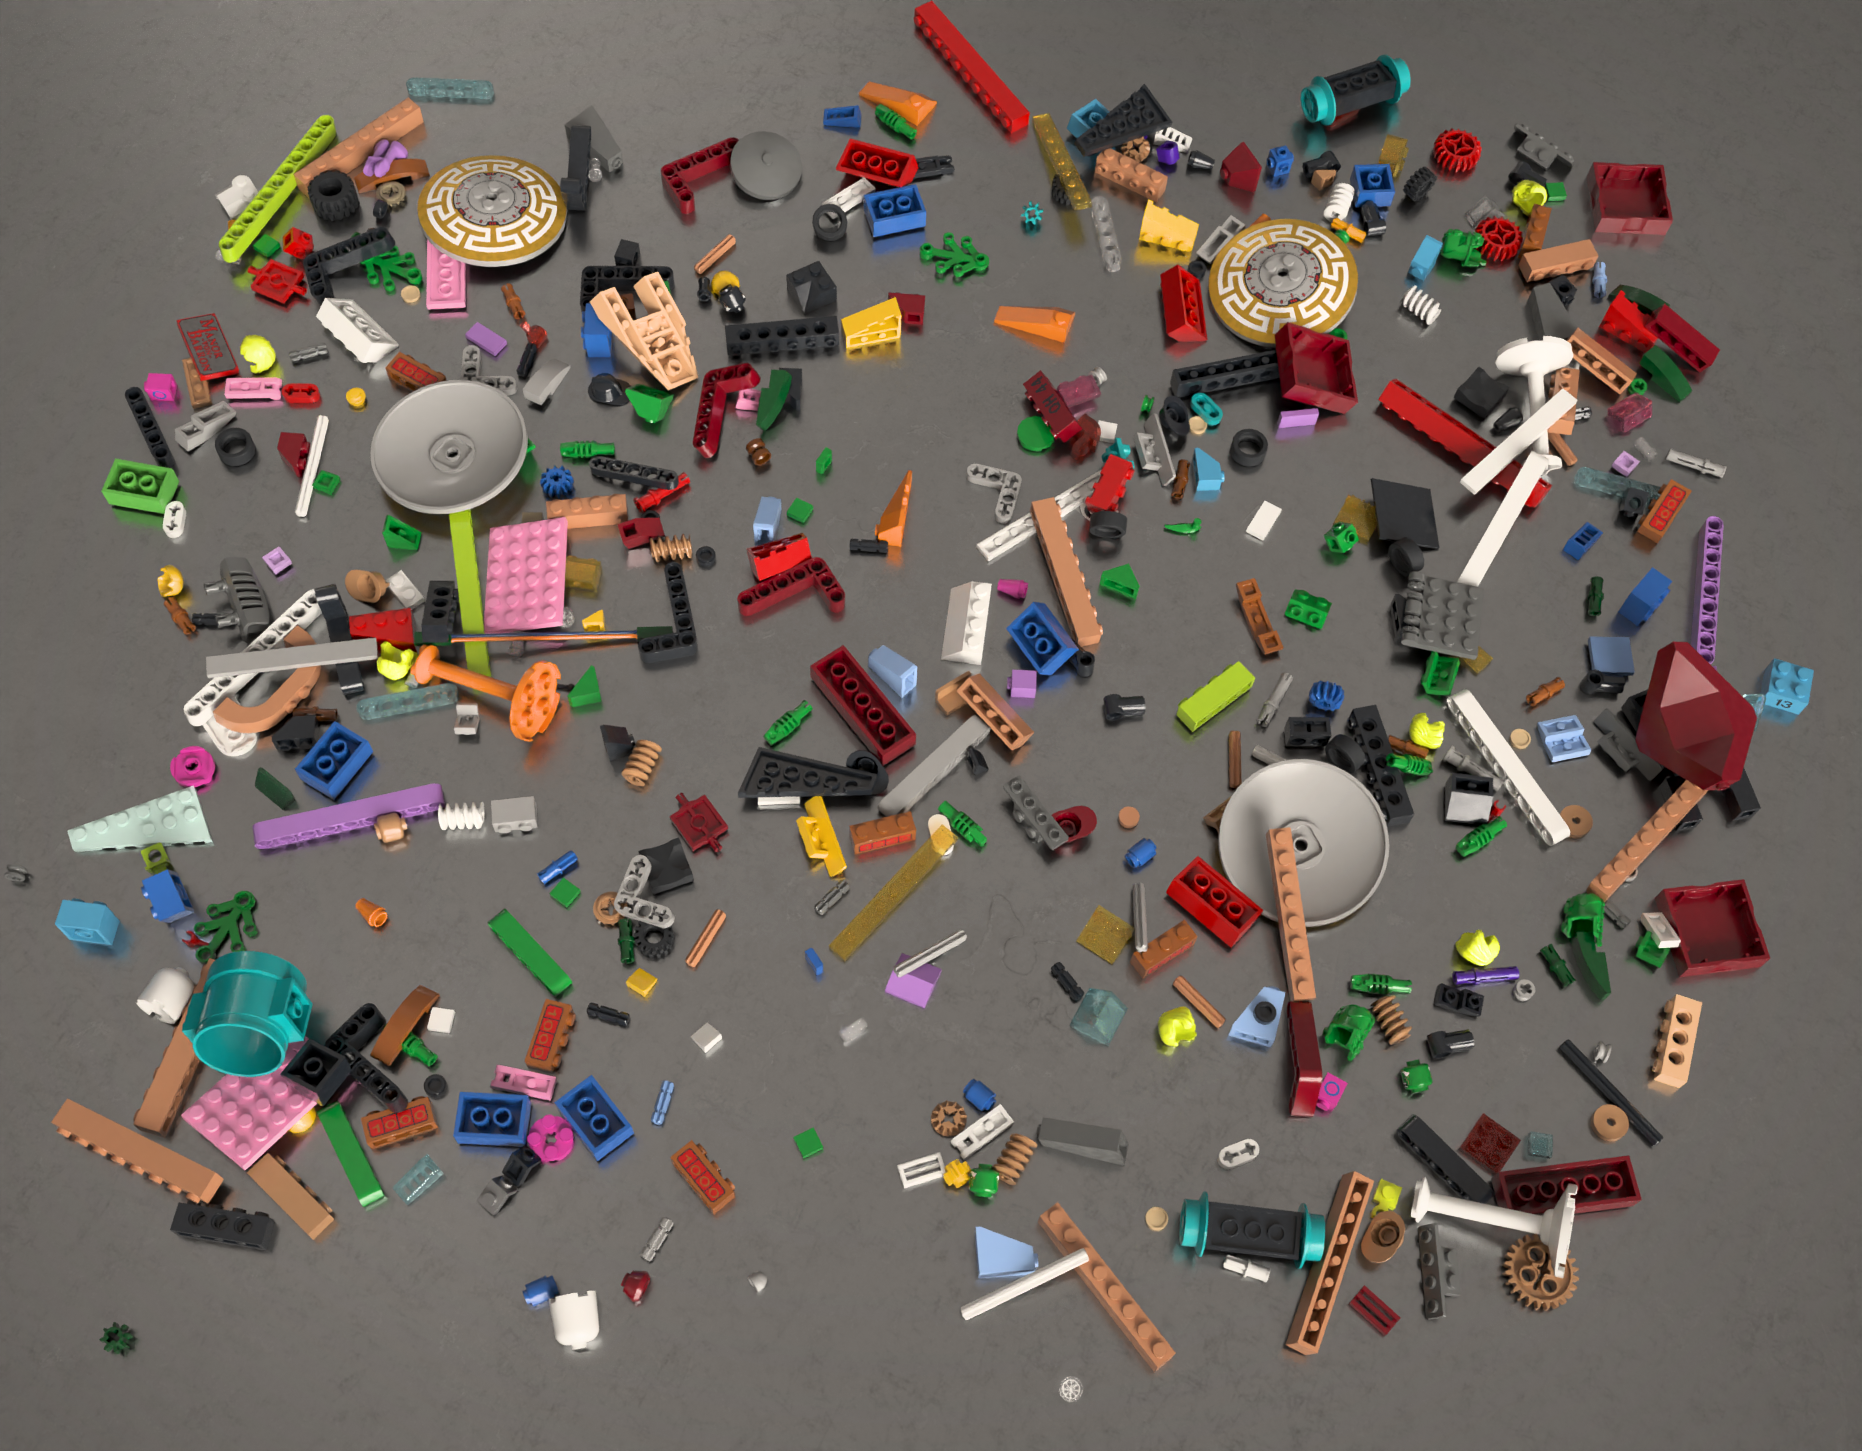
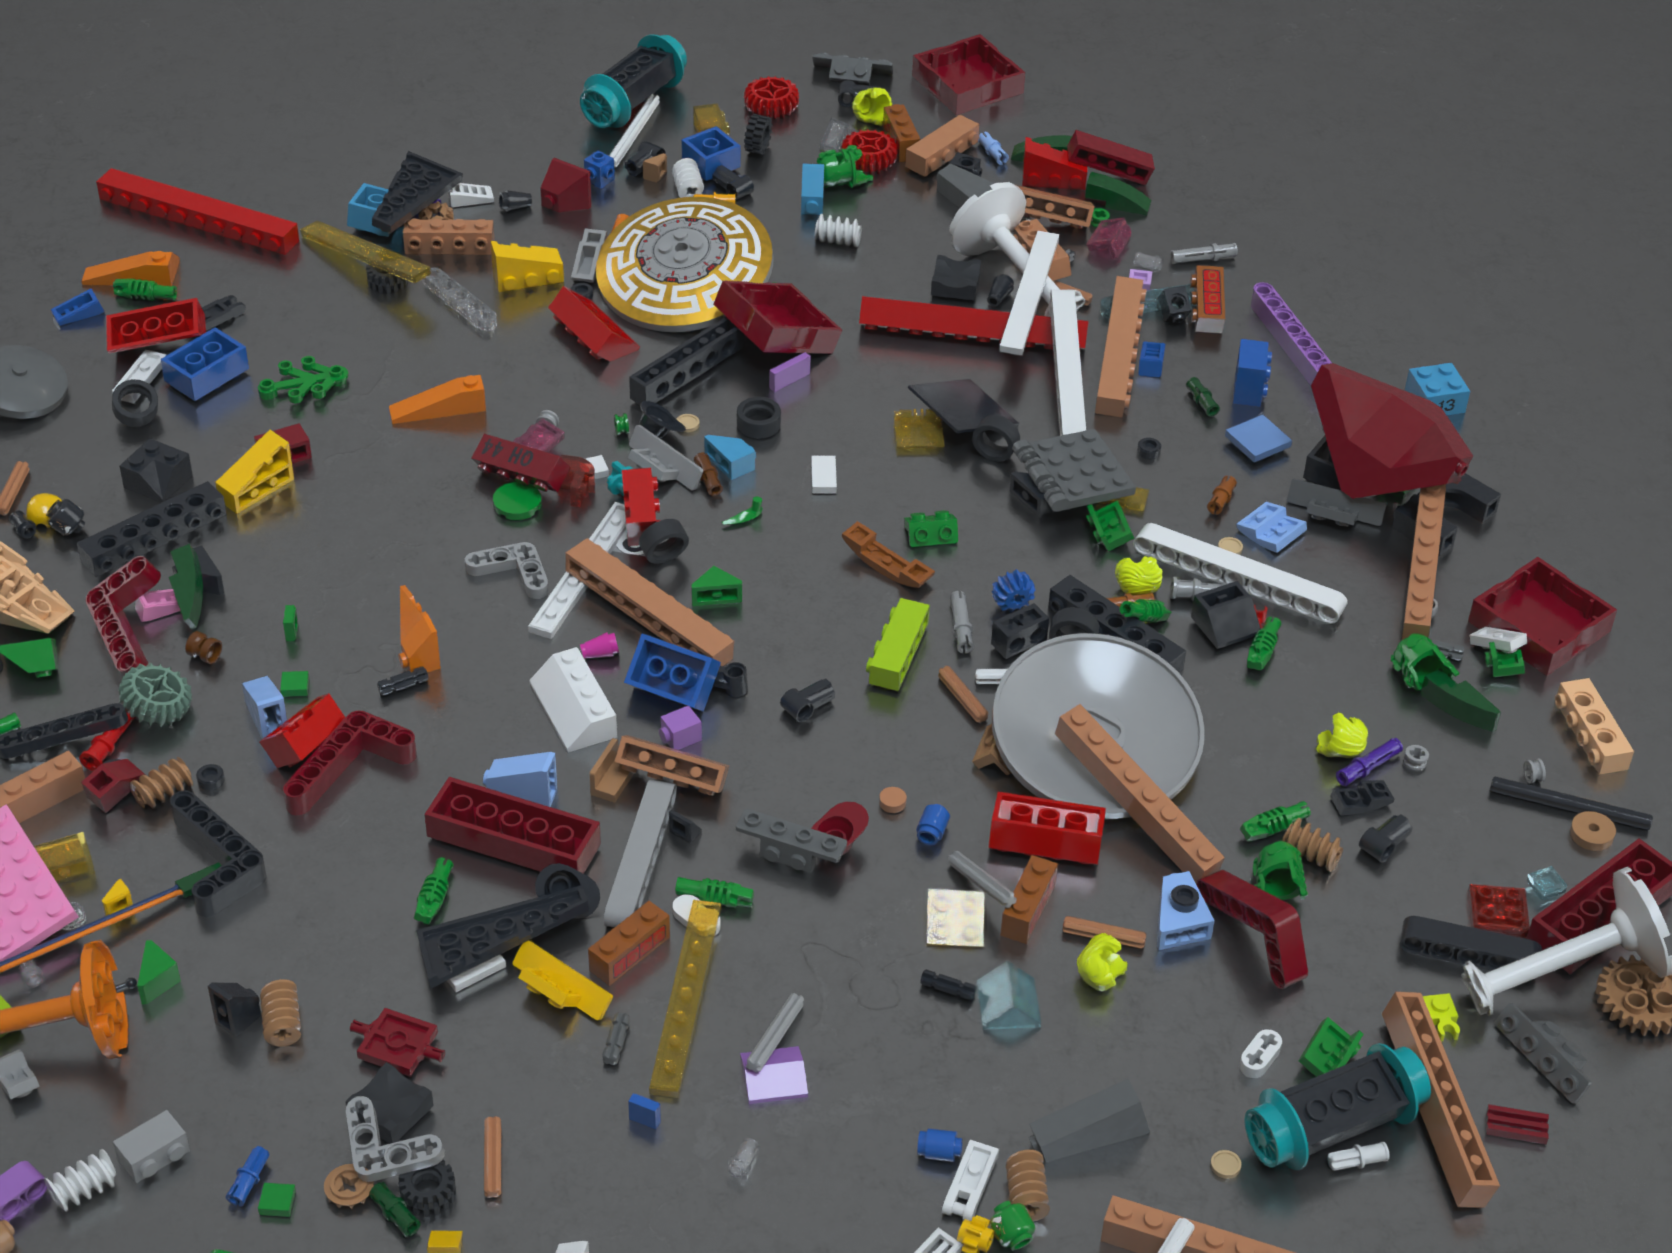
camera: 30 degrees left, 20 degrees down
(699, 463) = (155, 694): none -> sand green gear
(948, 1128) = (929, 1198): medium nougat gear -> none
(1037, 211) = (370, 305): teal gear -> none
(1168, 152) = (475, 205): dark purple plate -> none
(1208, 409) = (687, 403): teal plate -> none
(1285, 1181) = (1330, 1048): none -> green bracket
(1330, 1092) = (1313, 942): dark pink brick -> none
(1331, 133) = (634, 129): none -> white axle
(1341, 537) = (916, 451): green brick -> none
(1383, 1237) = (1471, 1043): medium nougat piece -> none
(1416, 1076) = (1379, 883): green head -> none
(1521, 620) = (1149, 448): none -> black tile
(1555, 191) = (897, 96): green tile -> none
(1557, 965) = (1429, 719): dark green pin -> none
(1561, 519) = (1119, 347): none -> nougat brick
(1583, 818) = (1346, 585): medium nougat piece -> none
(1602, 682) = (1264, 463): black piece -> none

